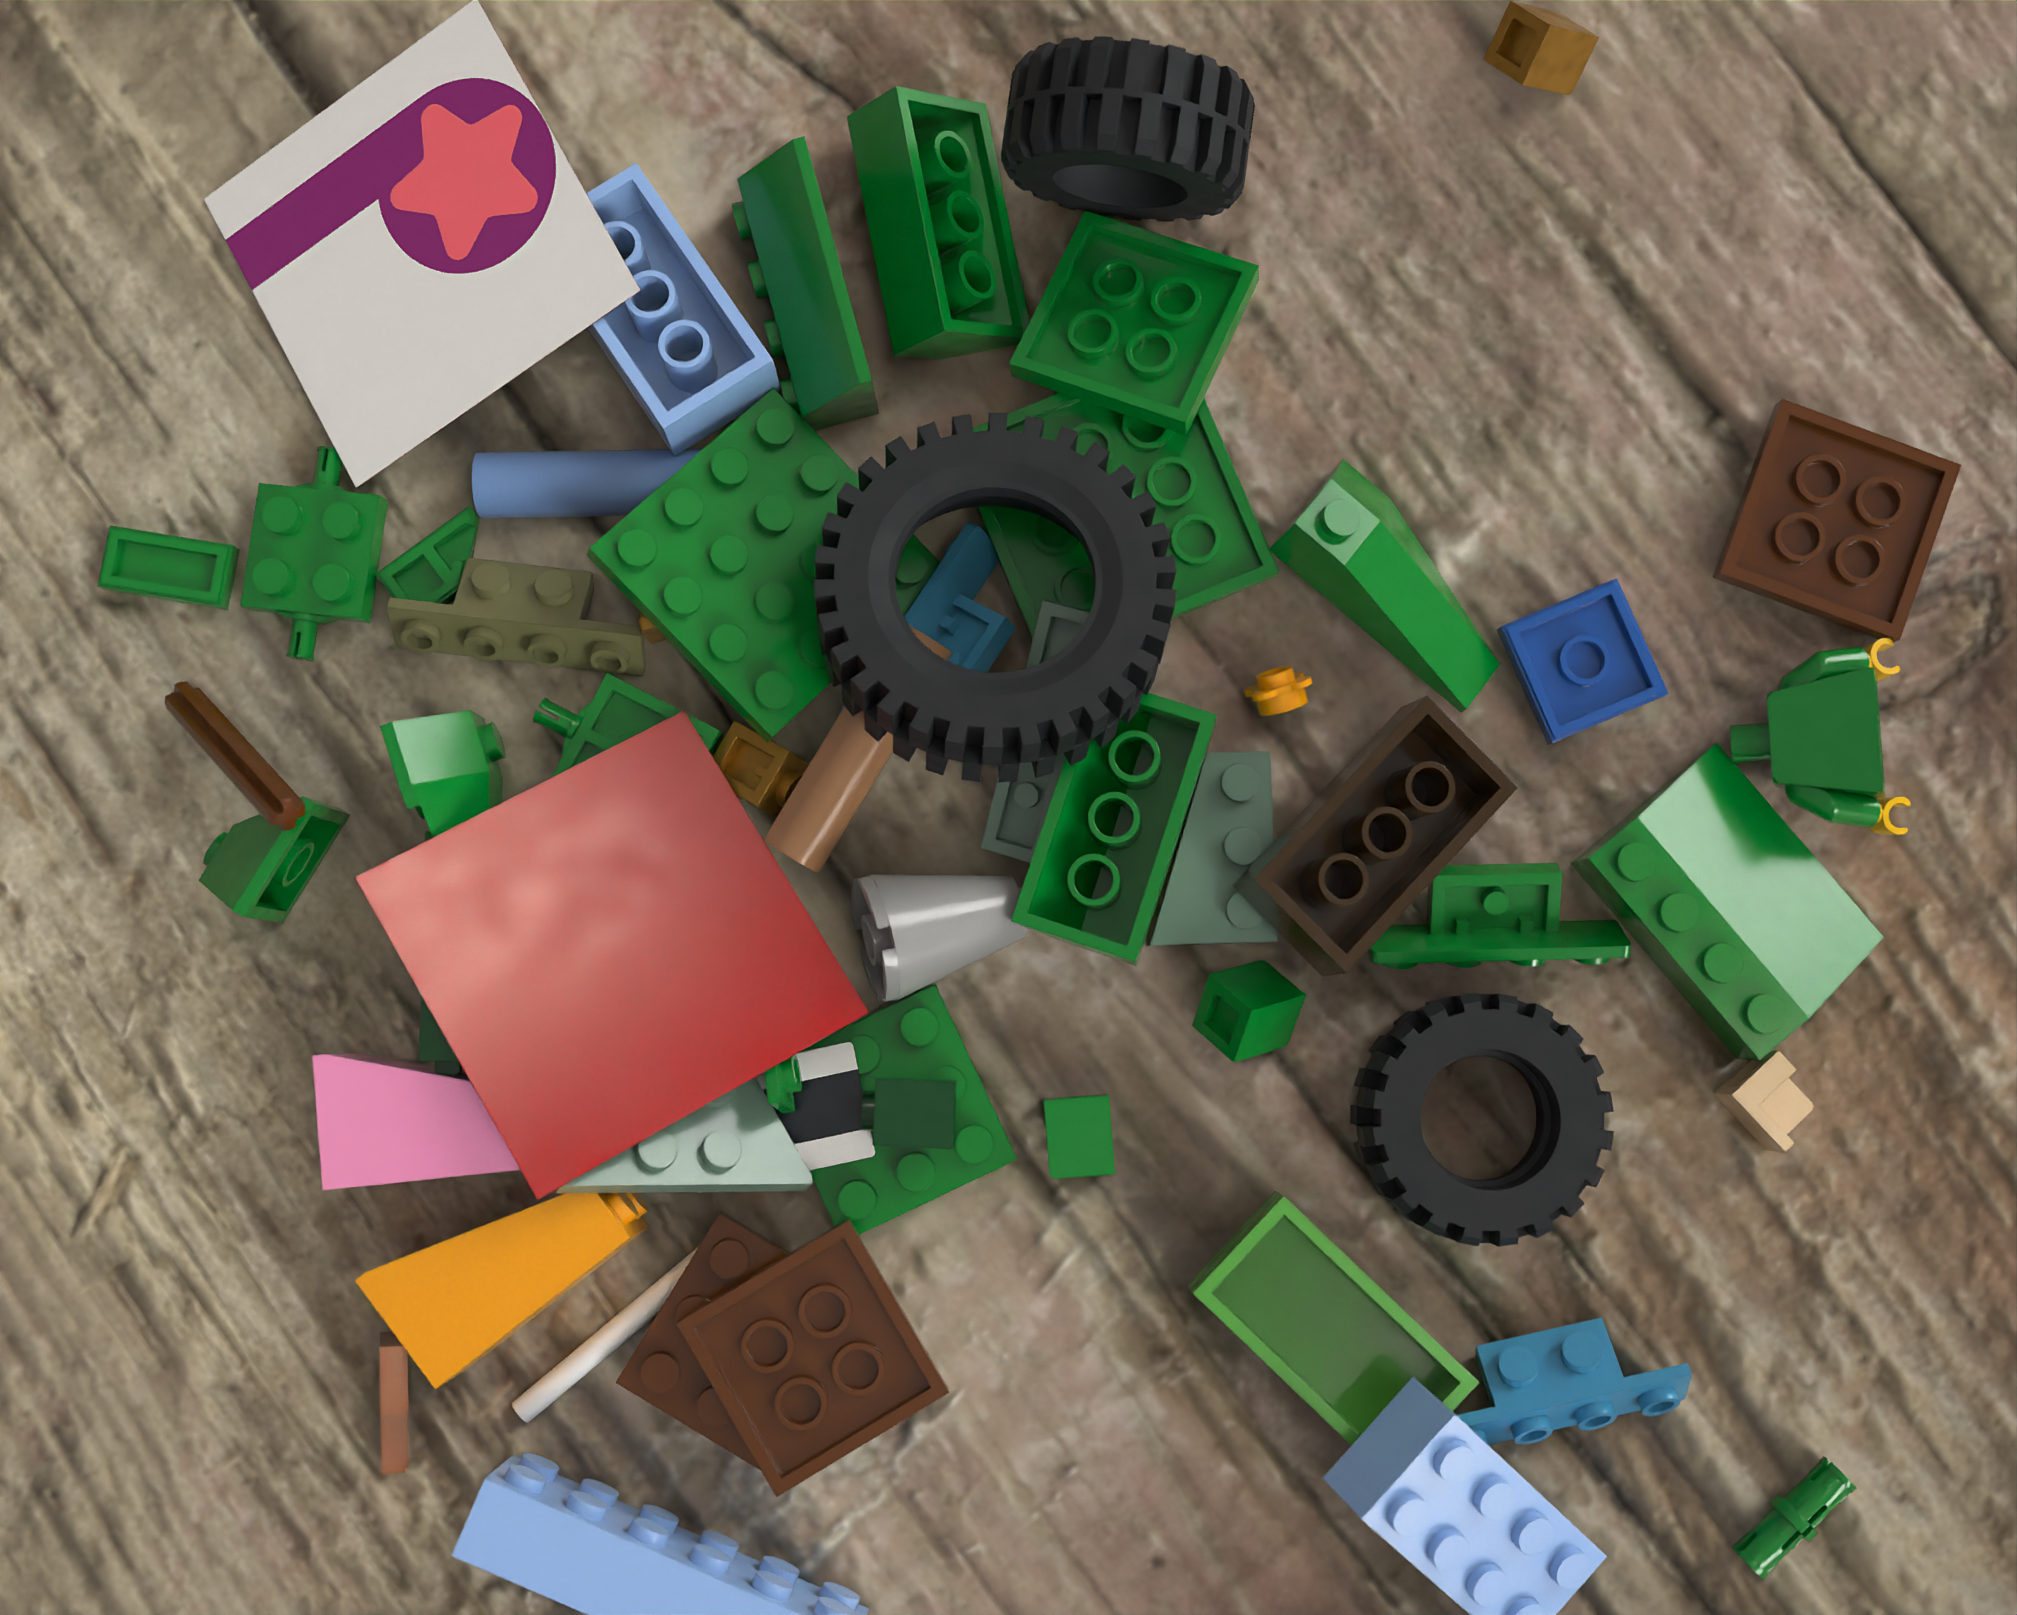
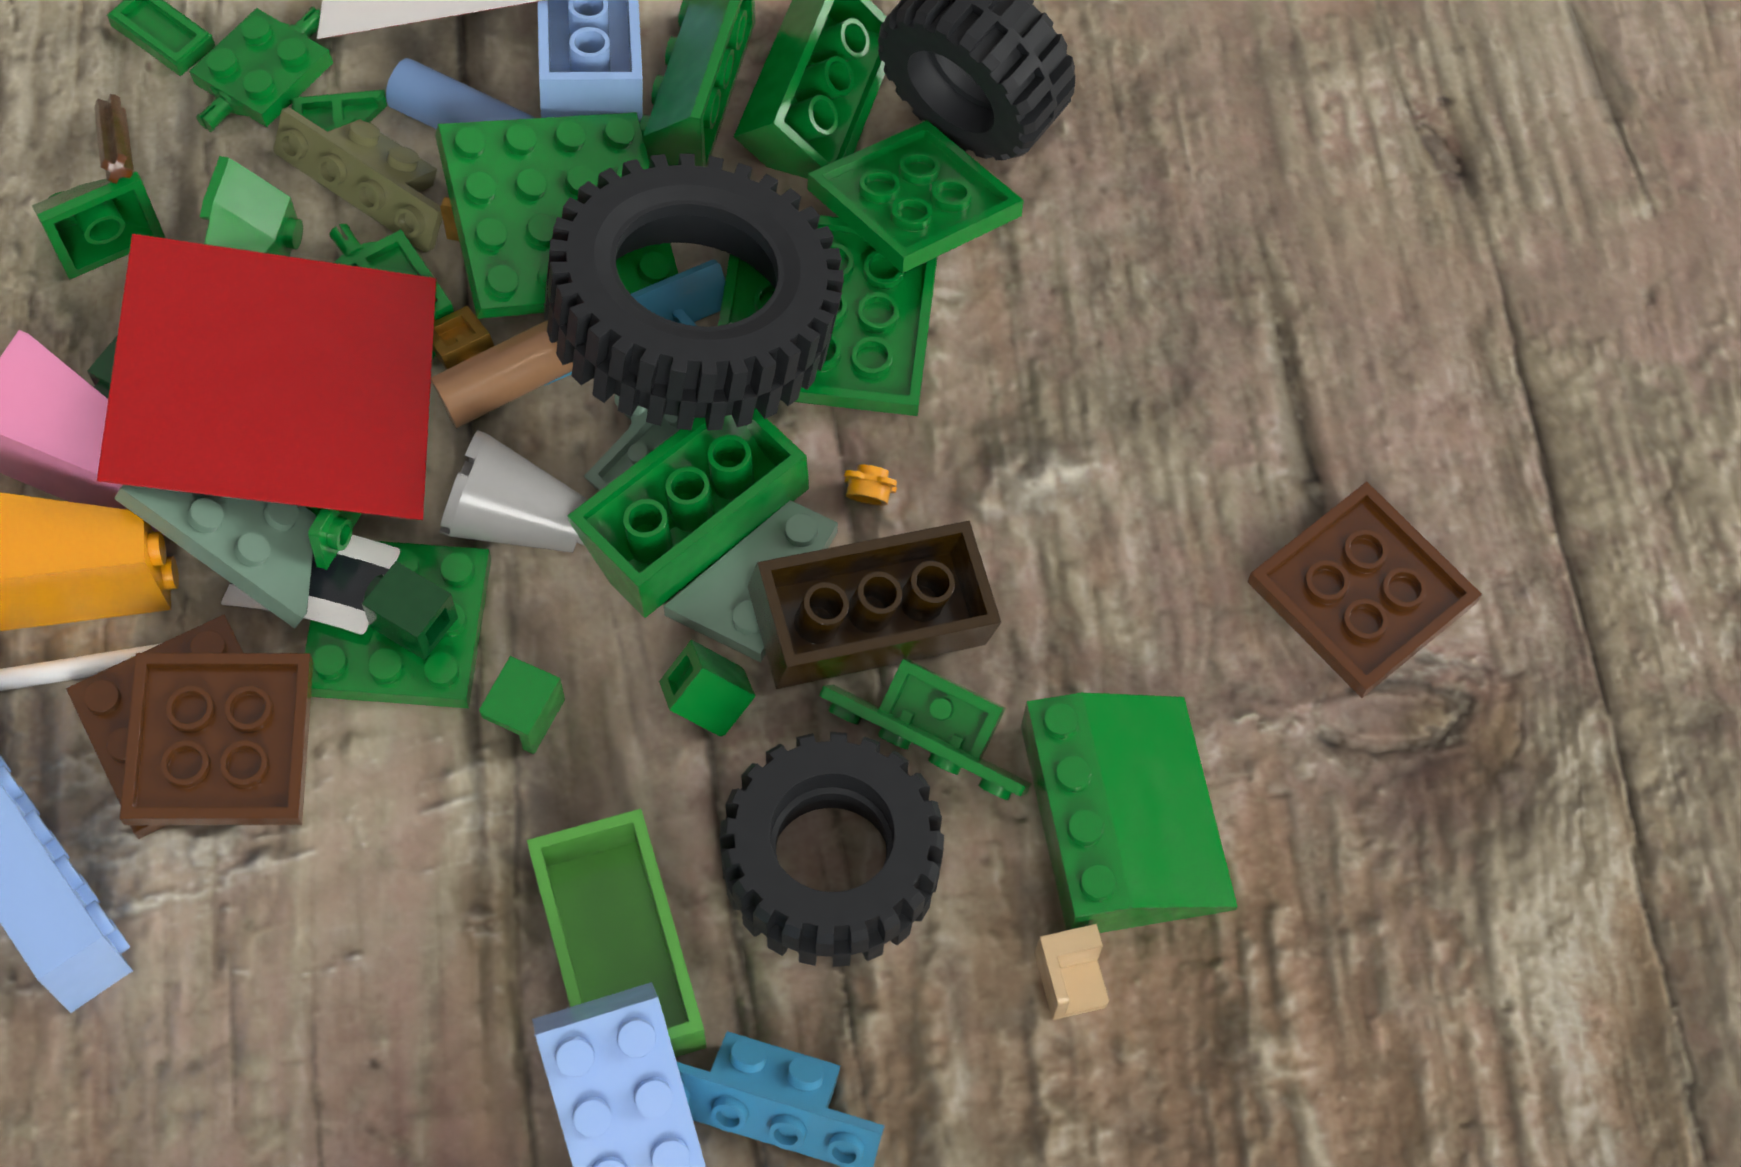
camera: 25 degrees right, 20 degrees down
(1376, 572) = (993, 449): green wedge -> none
(1540, 48) = (1316, 179): pearl gold panel -> none
(1582, 661) = (1111, 584): blue plate -> none
(1827, 738) = (1268, 727): green torso -> none

